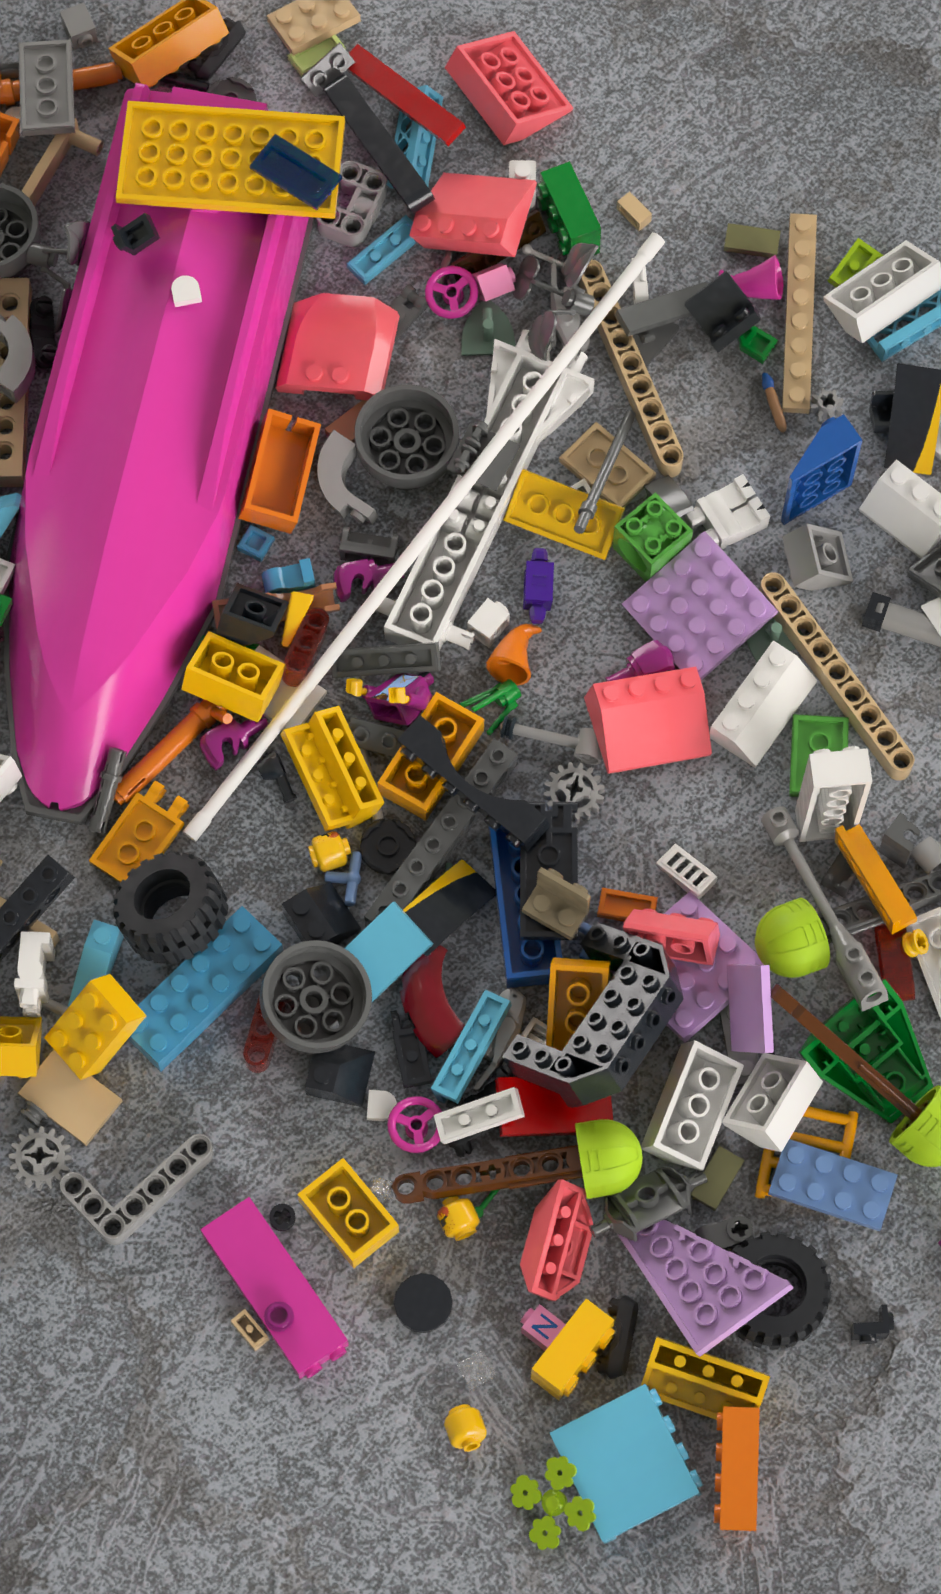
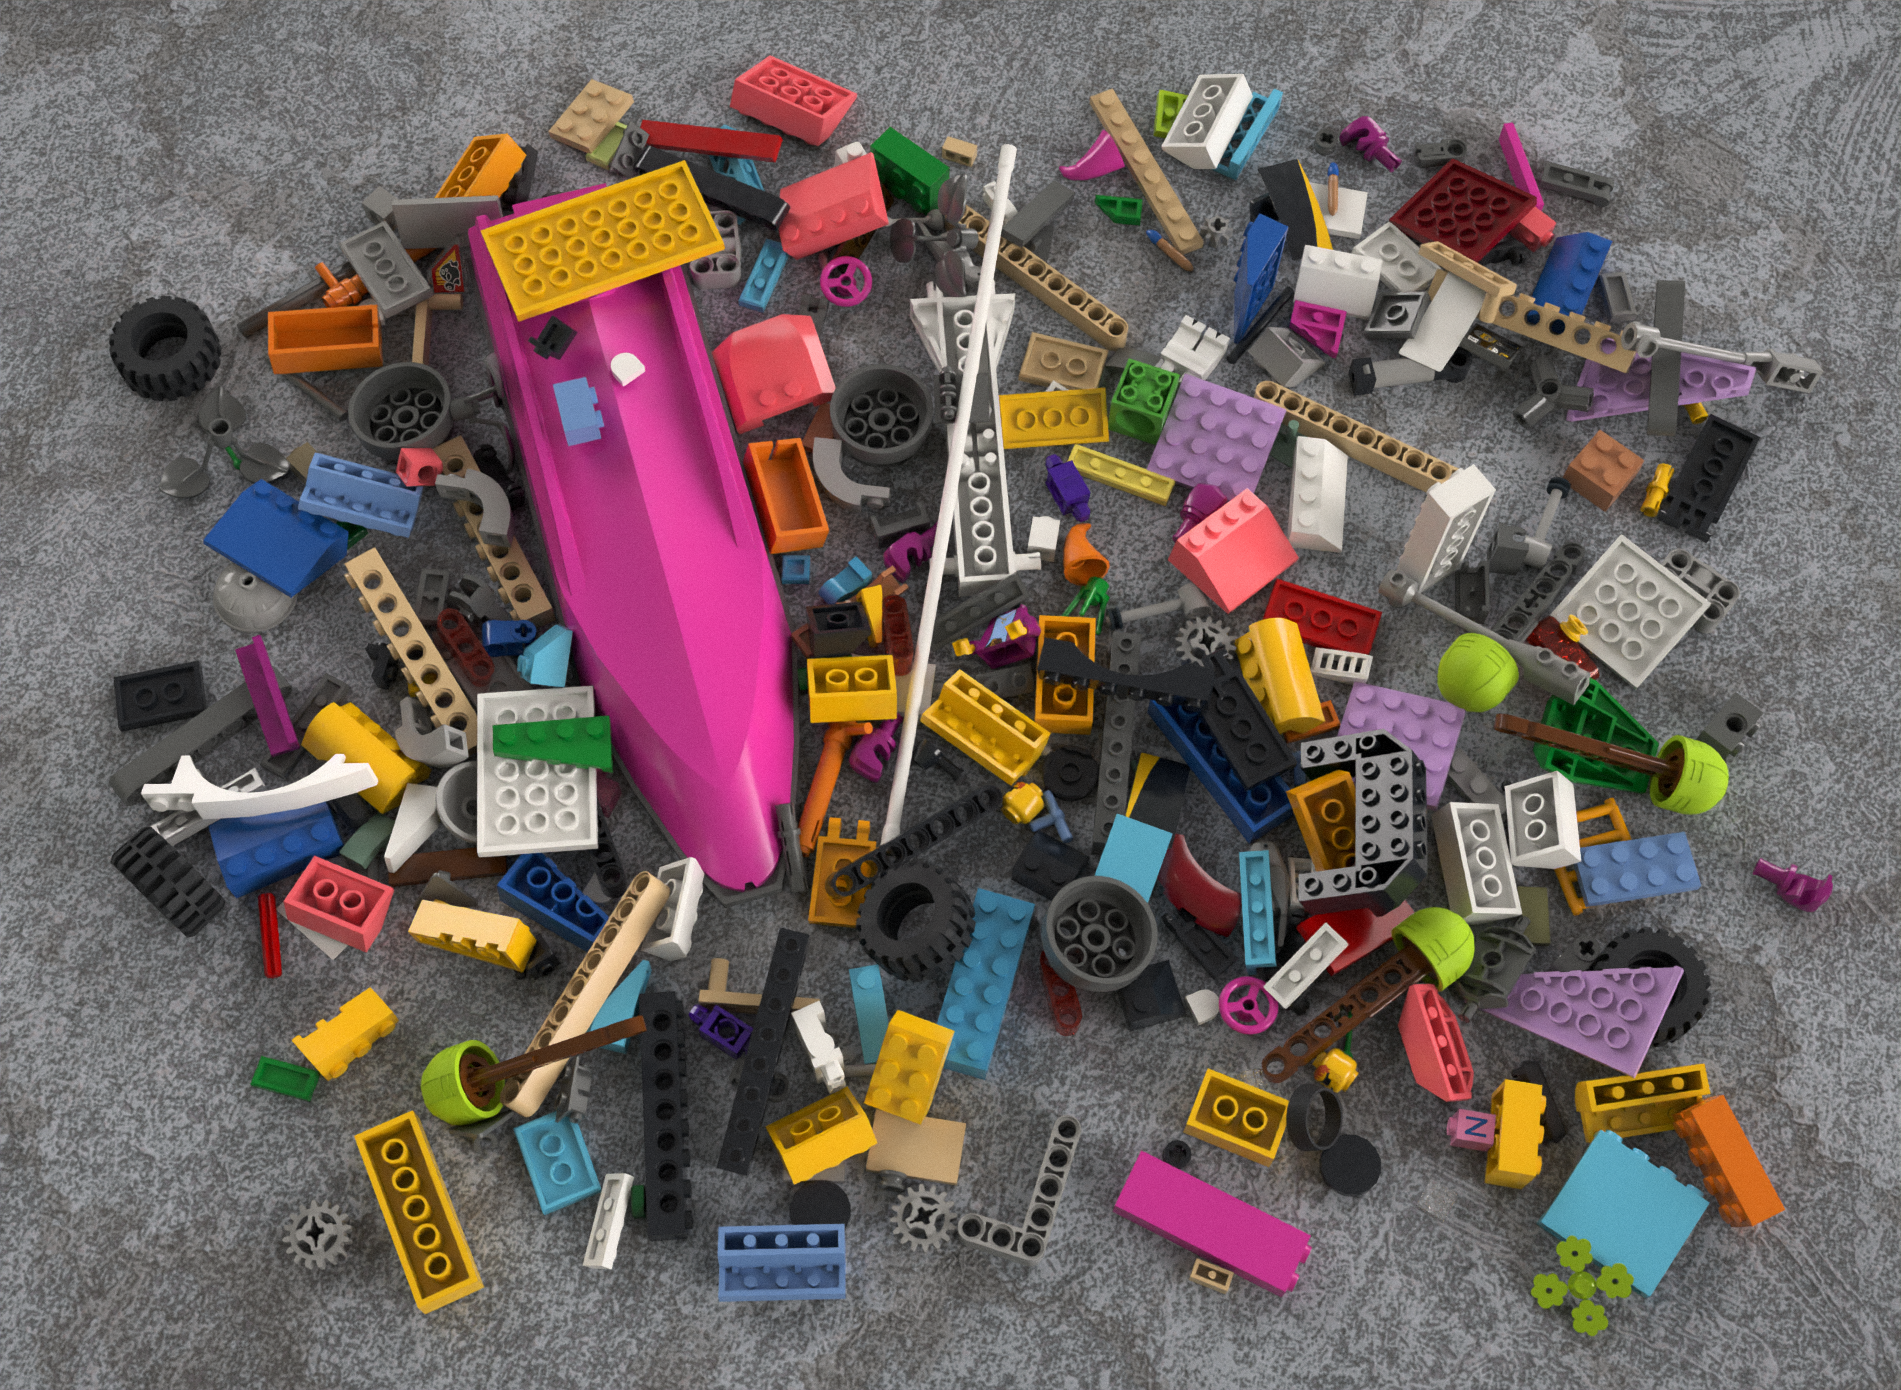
camera: 30 degrees left, 5 degrees down
(102, 113) = (449, 268): none -> slope
(116, 66) = (438, 220): none -> light grey tile
(120, 312) = (577, 411): none -> medium blue brick
(227, 837) = (901, 845): none -> black beam
(279, 1316) = (1237, 1247): magenta plate -> none
(296, 172) = (670, 222): clear blue piece -> none
(395, 1231) = (1298, 1117): none -> black tyre
(465, 1427) = (1461, 1259): yellow head -> none
(482, 327) = (890, 302): sand green shield -> none
(494, 281) = (879, 256): bright pink brick -> none
(558, 903) = (1267, 738): dark tan bracket -> none
(588, 507) = (1077, 397): dark grey bar -> none
(596, 596) = (1122, 475): none -> light yellow tile
(621, 852) = (1280, 674): none -> yellow brick
(681, 936) = (1395, 713): coral slope -> none
(695, 820) = (1324, 619): none -> red tile
(723, 311) = (1088, 193): black bracket -> none
(750, 1008) = (1482, 749): lavender tile -> none
(751, 240) = (1071, 132): olive tile -> none
(813, 734) = (1384, 514): bright green tile -> none
(814, 516) = (1260, 325): none -> black bar
(867, 543) = (1318, 325): none -> dark pink wing
(871, 1331) = (1755, 971): black bracket -> none
(875, 878) = (1509, 589): light orange fence -> none

